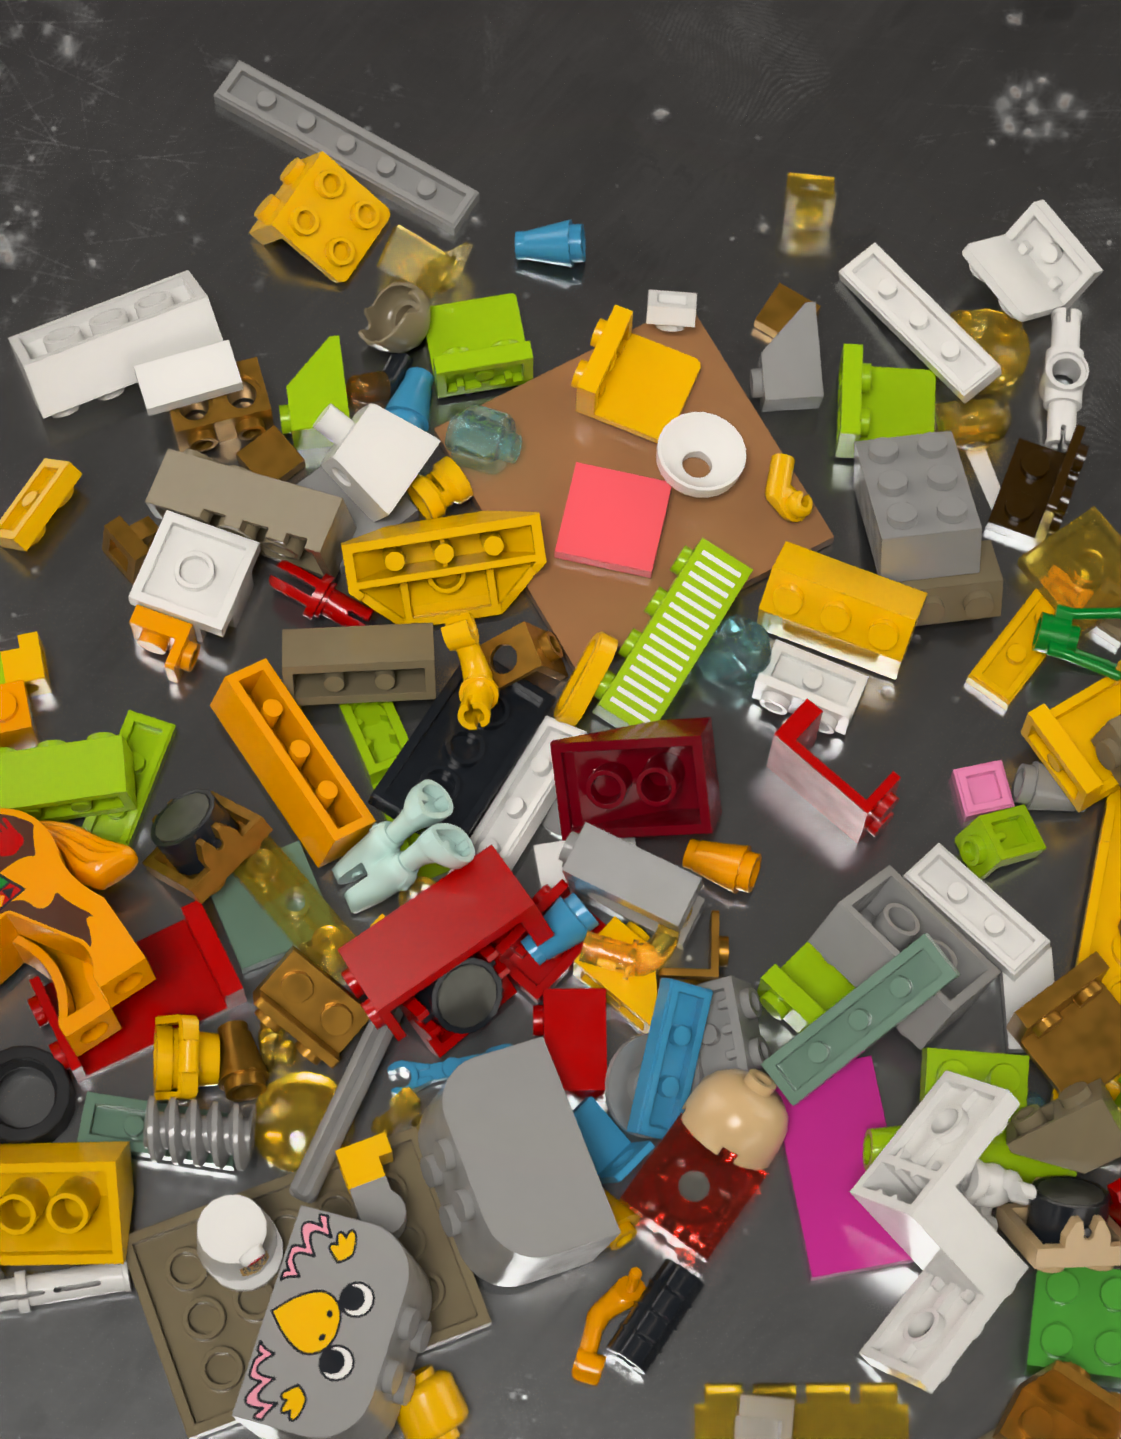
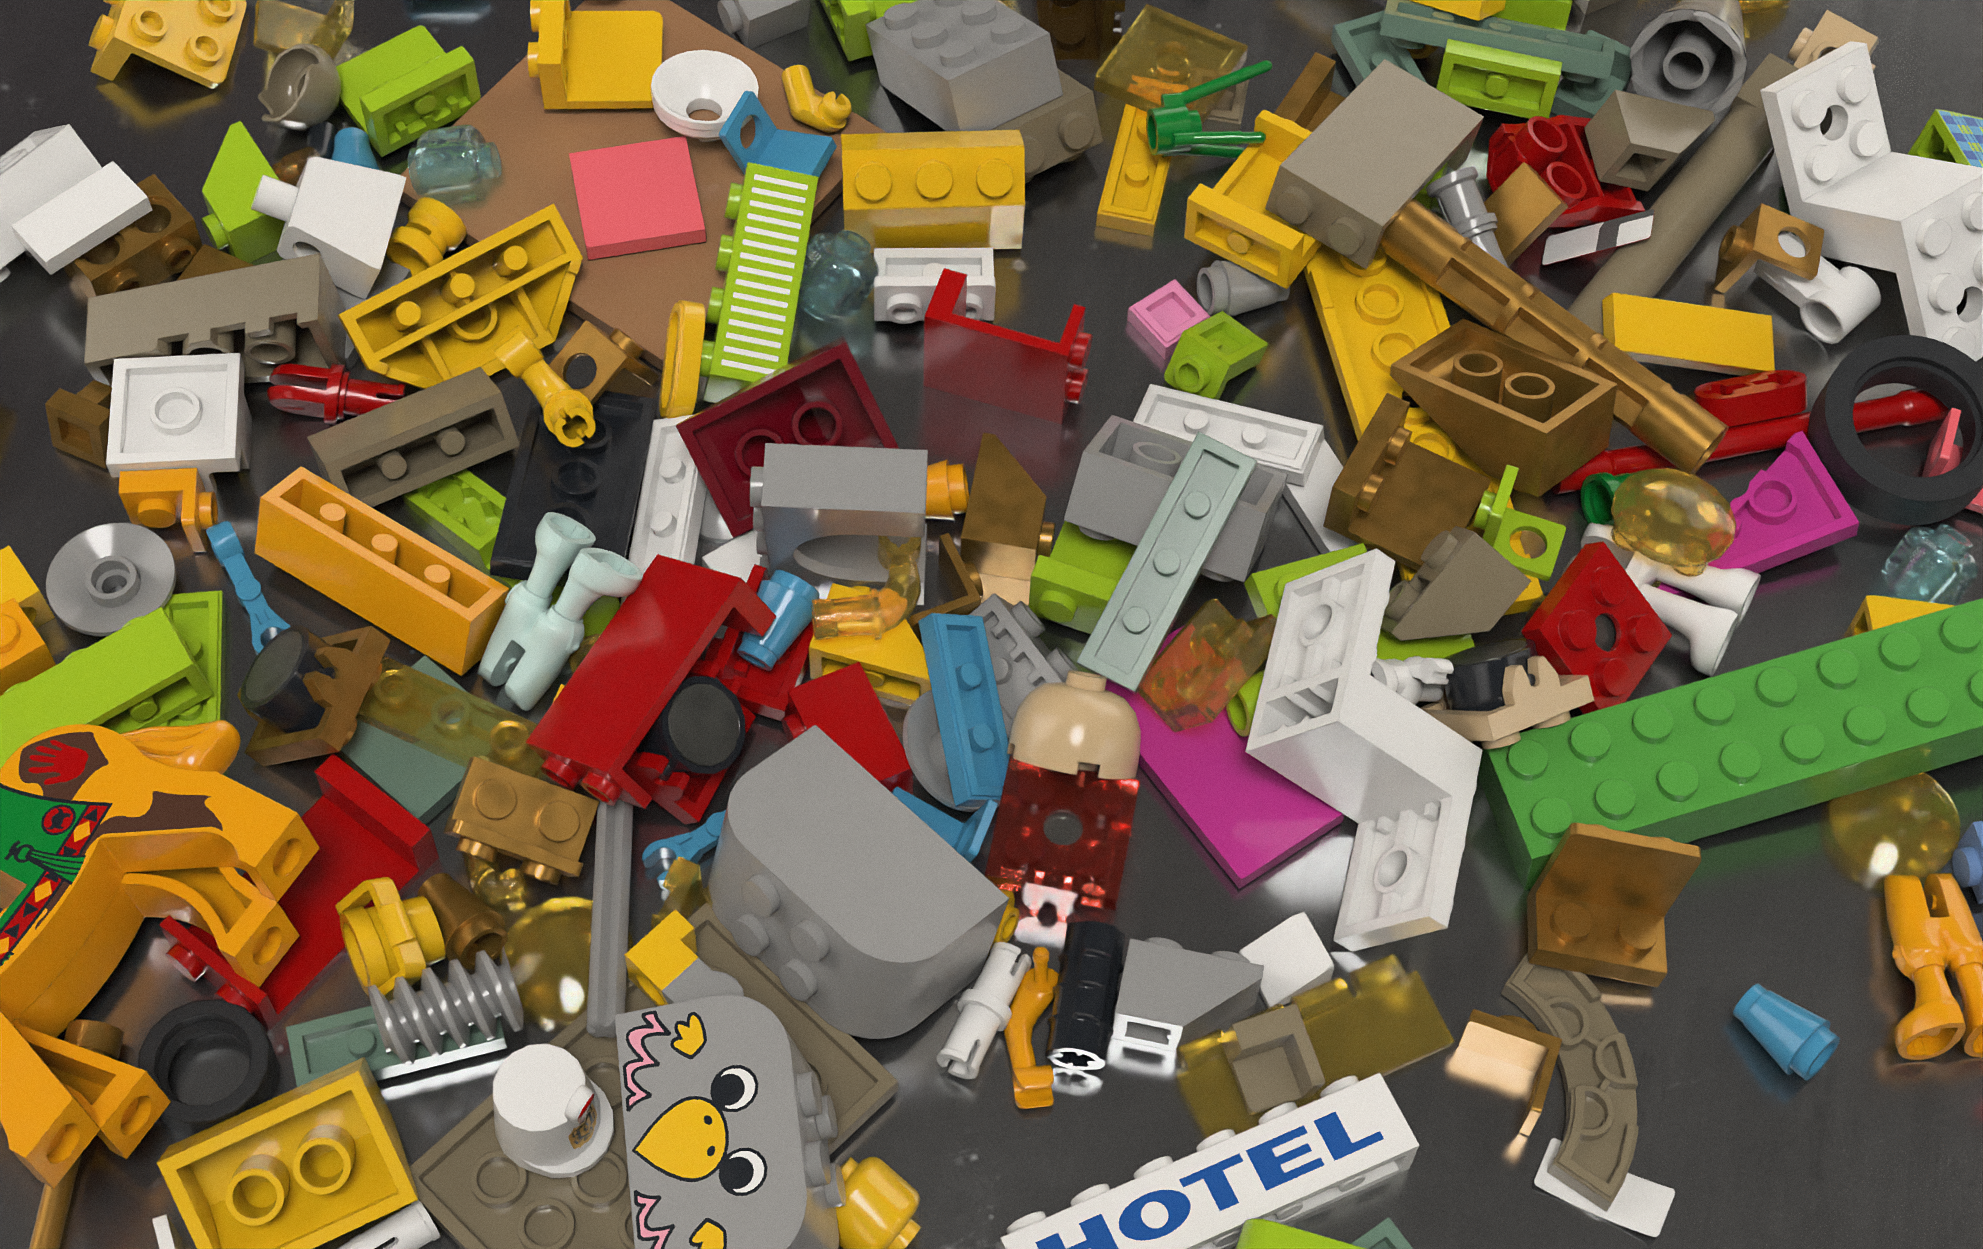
camera: 25 degrees left, 10 degrees down
(95, 664) = (105, 559): none -> light grey dish
(195, 762) = (229, 553): none -> dark azure piece
(578, 1294) = (984, 1010): none -> white pin
(721, 1347) = (1180, 993): none -> light grey slope
(736, 526) = (773, 146): none -> dark azure bracket
(771, 910) = (1004, 516): none -> pearl gold slope
(815, 1354) = (1291, 960): none -> white slope
(861, 1103) = (1206, 665): none -> clear yellow bracket

